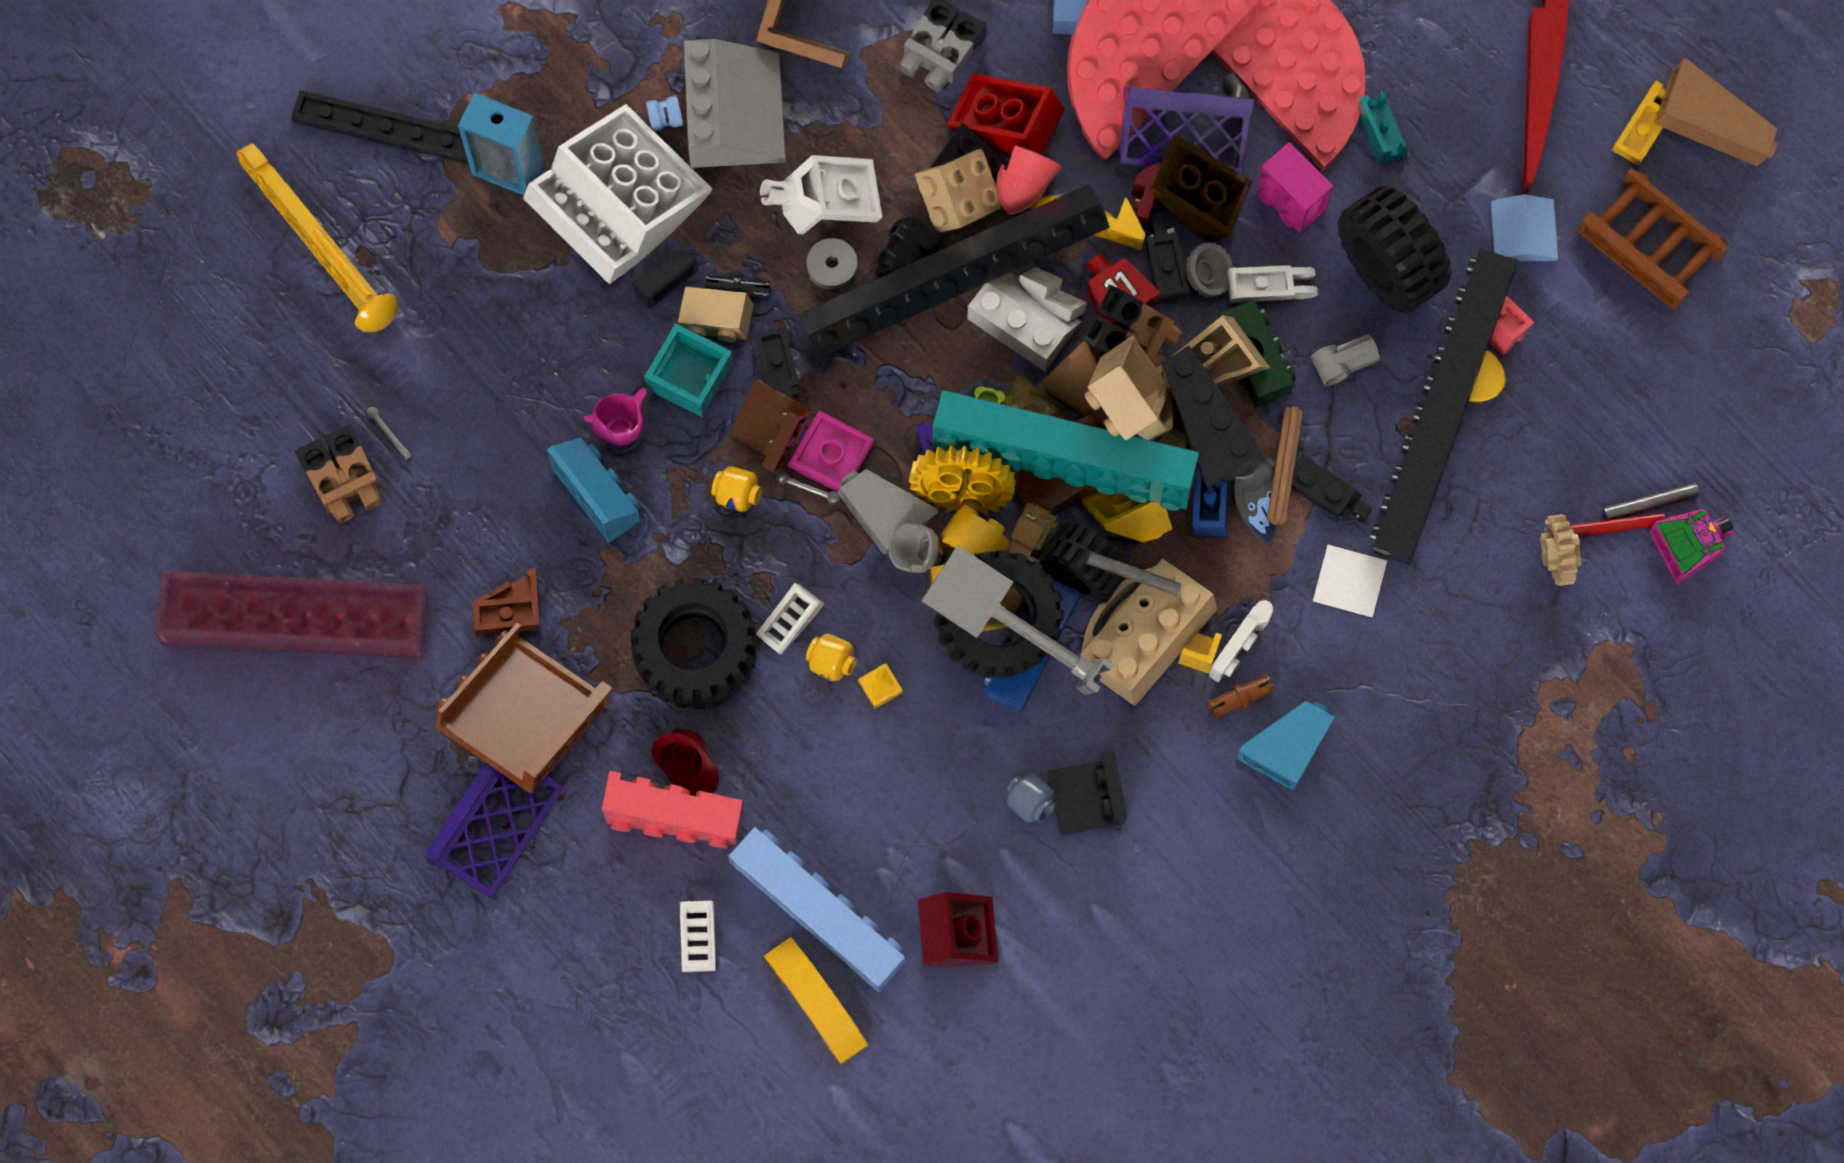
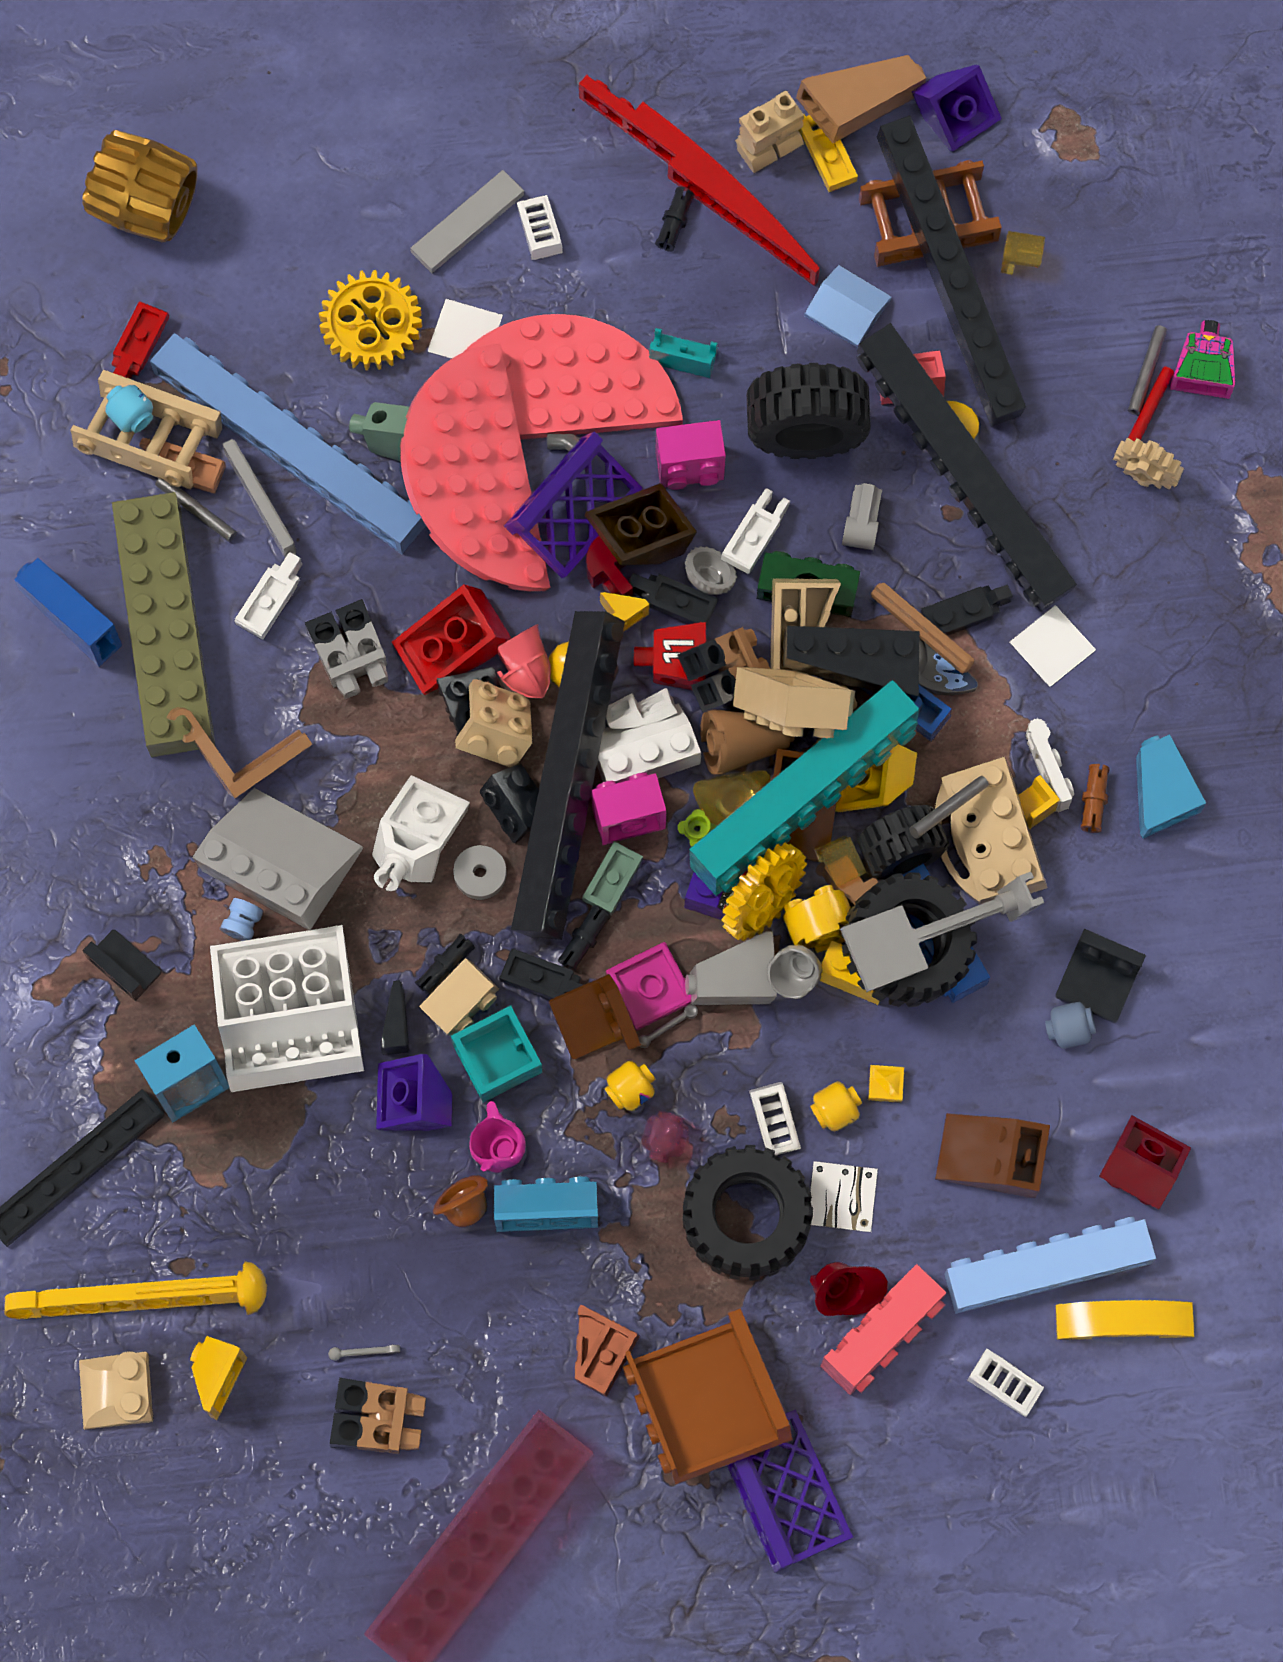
camera: 55 degrees left, 0 degrees up
(235, 274) = (116, 1390): none -> tan slope
(291, 335) = (215, 1372): none -> yellow slope
(554, 425) = (463, 1201): none -> dark orange hat
(568, 53) = (123, 964): none -> black panel
(613, 333) = (412, 1095): none -> dark purple slope
(714, 542) = (664, 1136): none -> clear pink head
(764, 713) = (843, 1196): none -> white sticker
(834, 376) = (584, 938): none -> black pin
(878, 806) = (993, 1153): none -> reddish brown slope
(898, 365) = (612, 878): none -> sand green plate
(960, 335) = (628, 808): none -> dark pink brick
(1494, 47) = (674, 219): none -> black pin
(1607, 283) = (950, 271): none -> black brick
(1624, 57) = (768, 130): none -> tan hips
(1675, 332) = (1022, 250): none -> clear yellow panel
(1766, 199) = (957, 105): none -> dark purple slope

